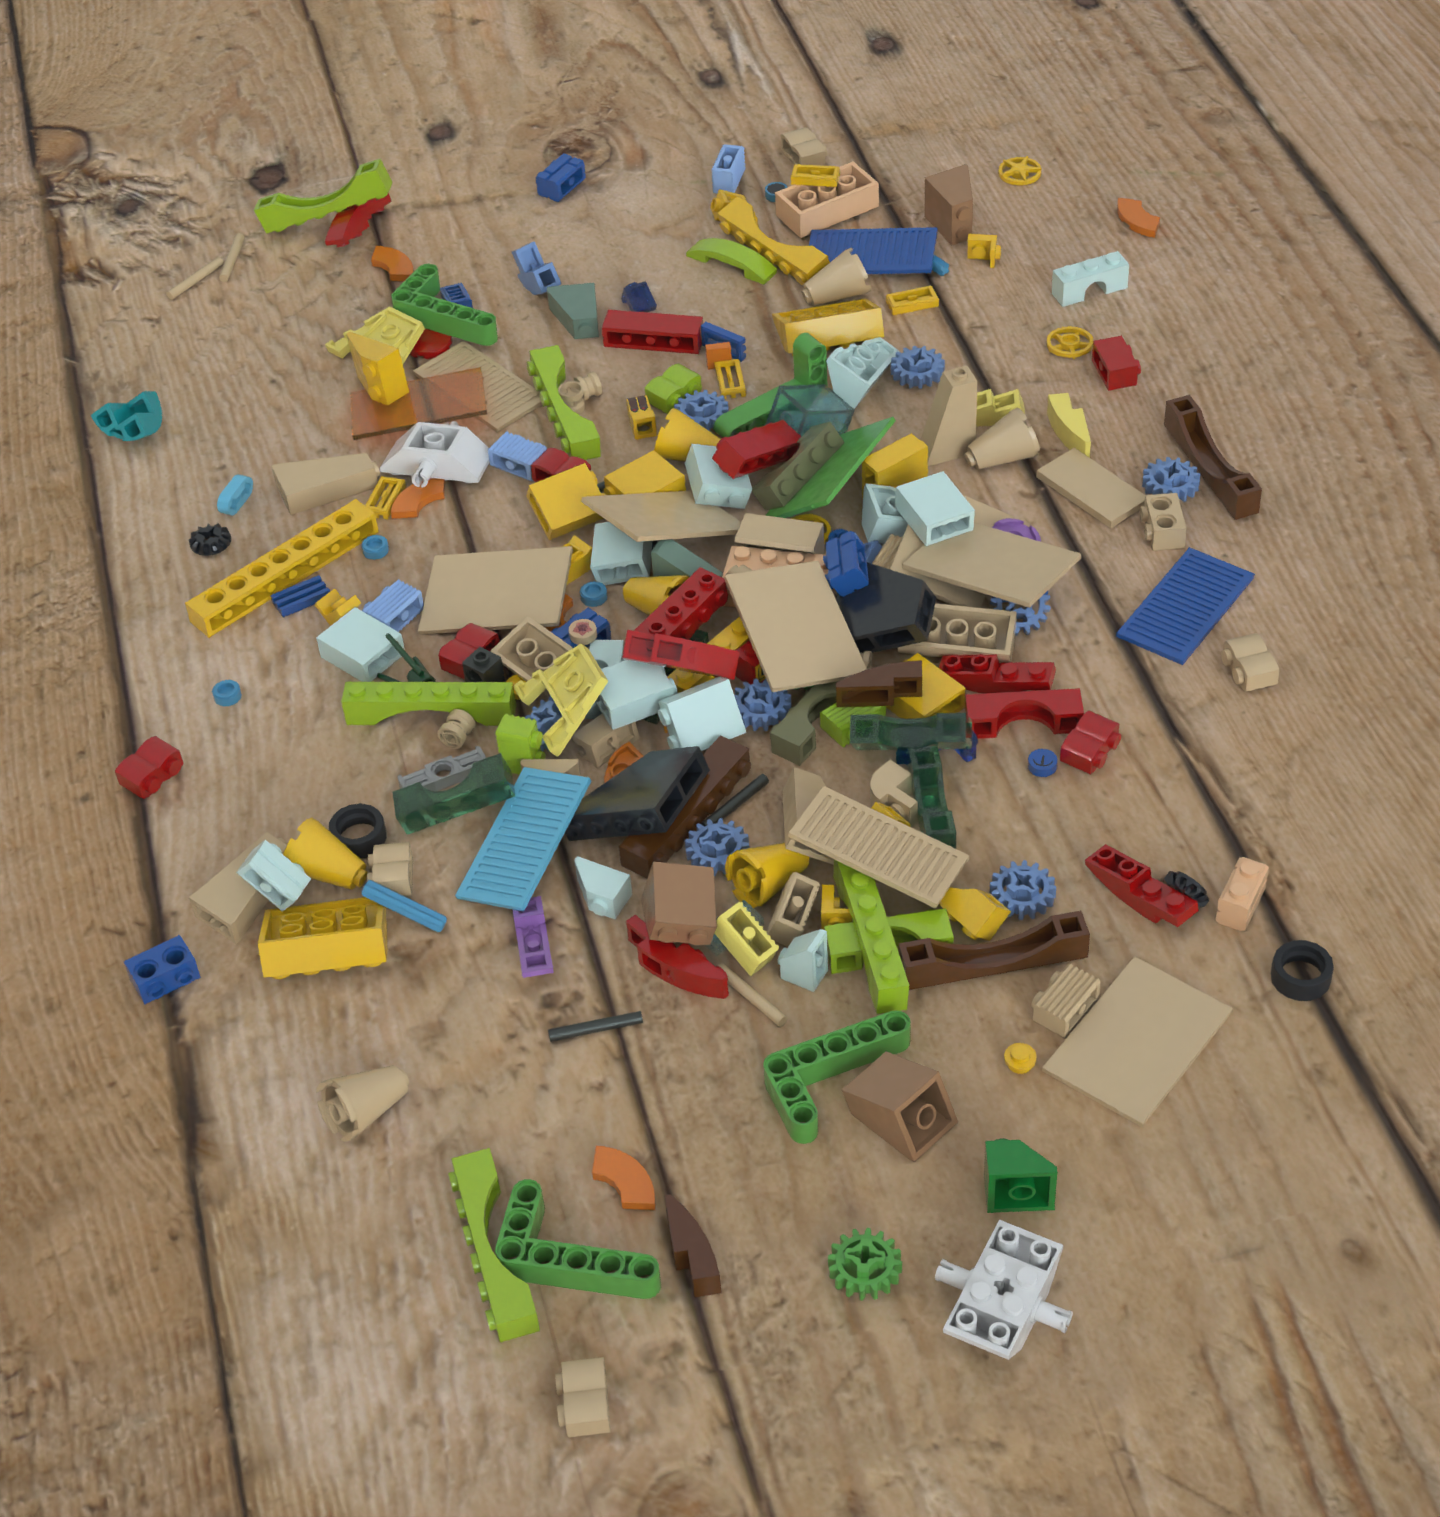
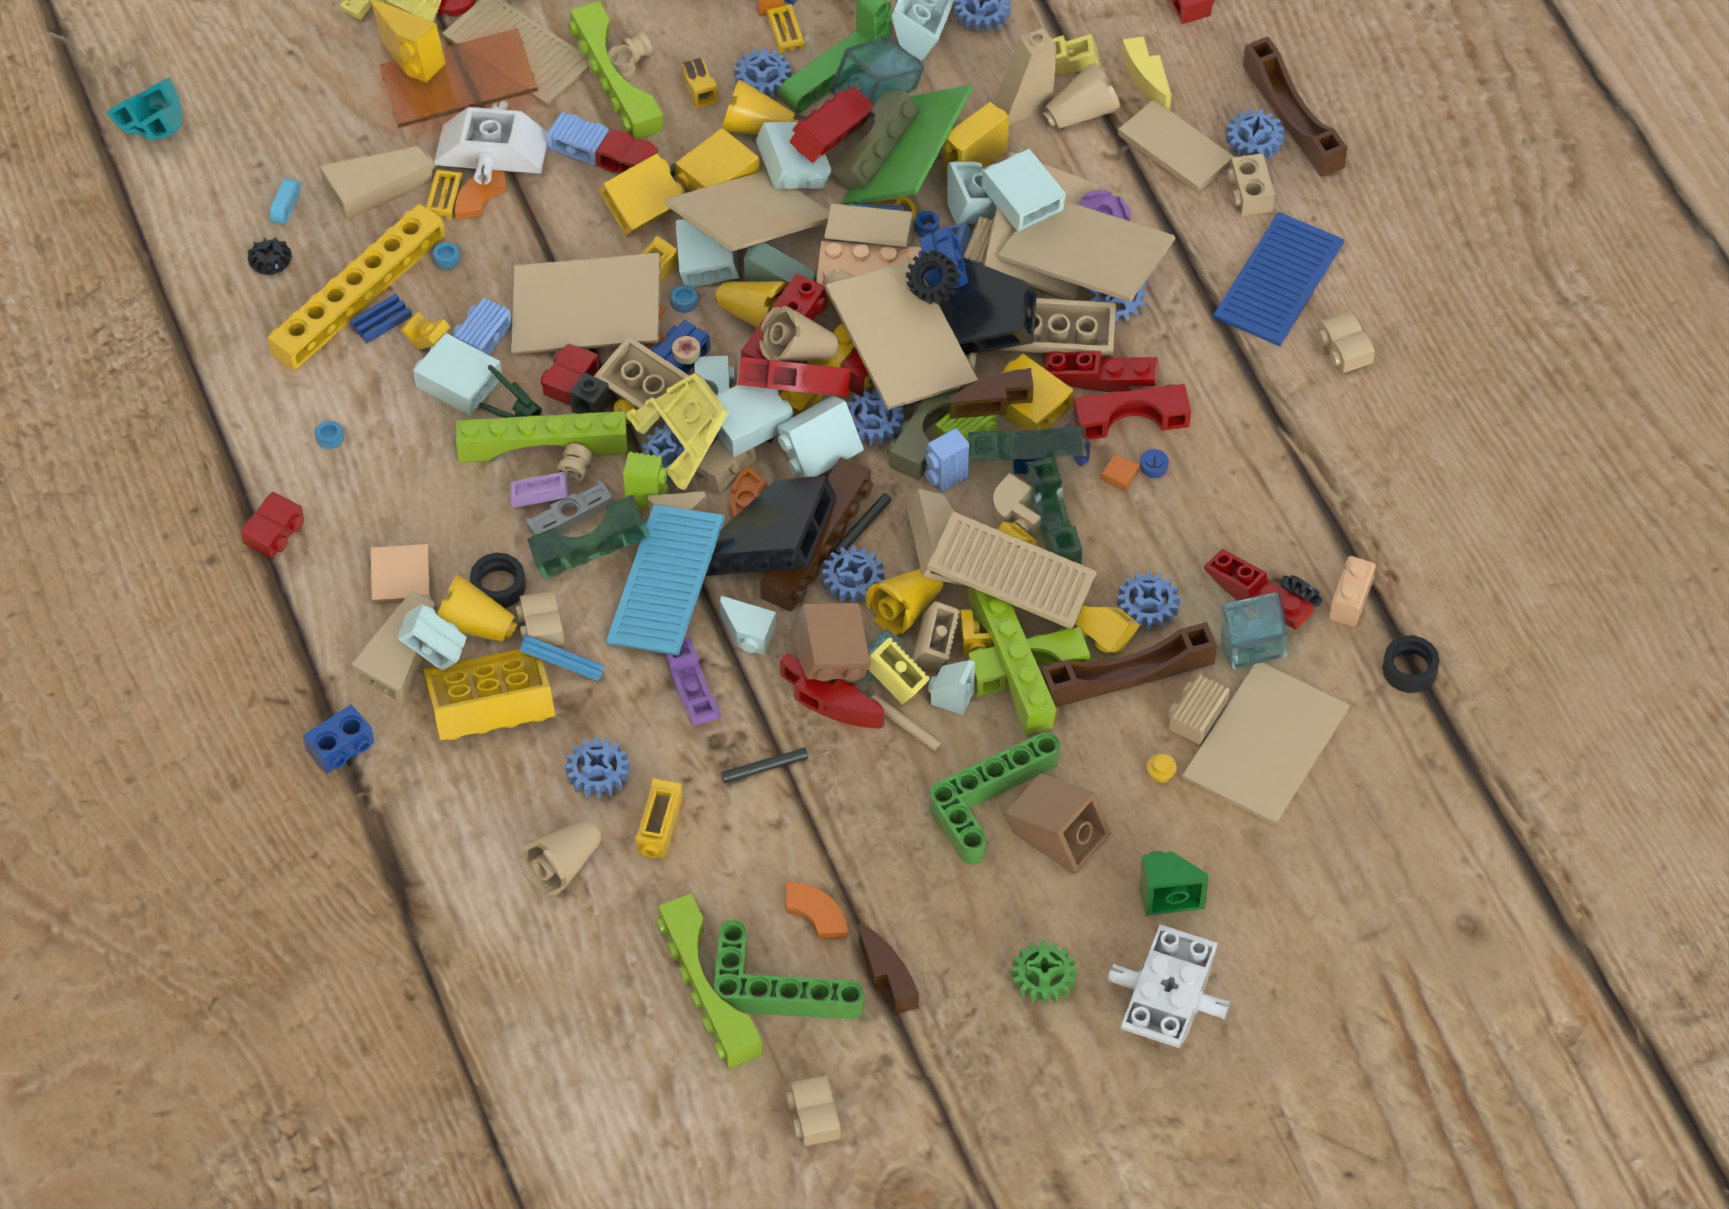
camera: 10 degrees left, 10 degrees up
(260, 814) = (398, 571): none -> light nougat slope
(416, 751) = (538, 489): none -> lavender plate
(419, 1015) = (597, 767): none -> medium blue gear
(468, 1096) = (655, 844): none -> yellow window
(673, 384) = (727, 45): lime brick -> none
(688, 617) = (795, 337): none -> tan cone
(822, 563) = (921, 266): none -> black tyre
(828, 744) = (947, 460): none -> light blue brick
(1006, 768) = (1120, 472): none -> orange tile
(1090, 742) = (1198, 439): red brick -> none
(1131, 923) = (1253, 630): none -> clear light blue slope

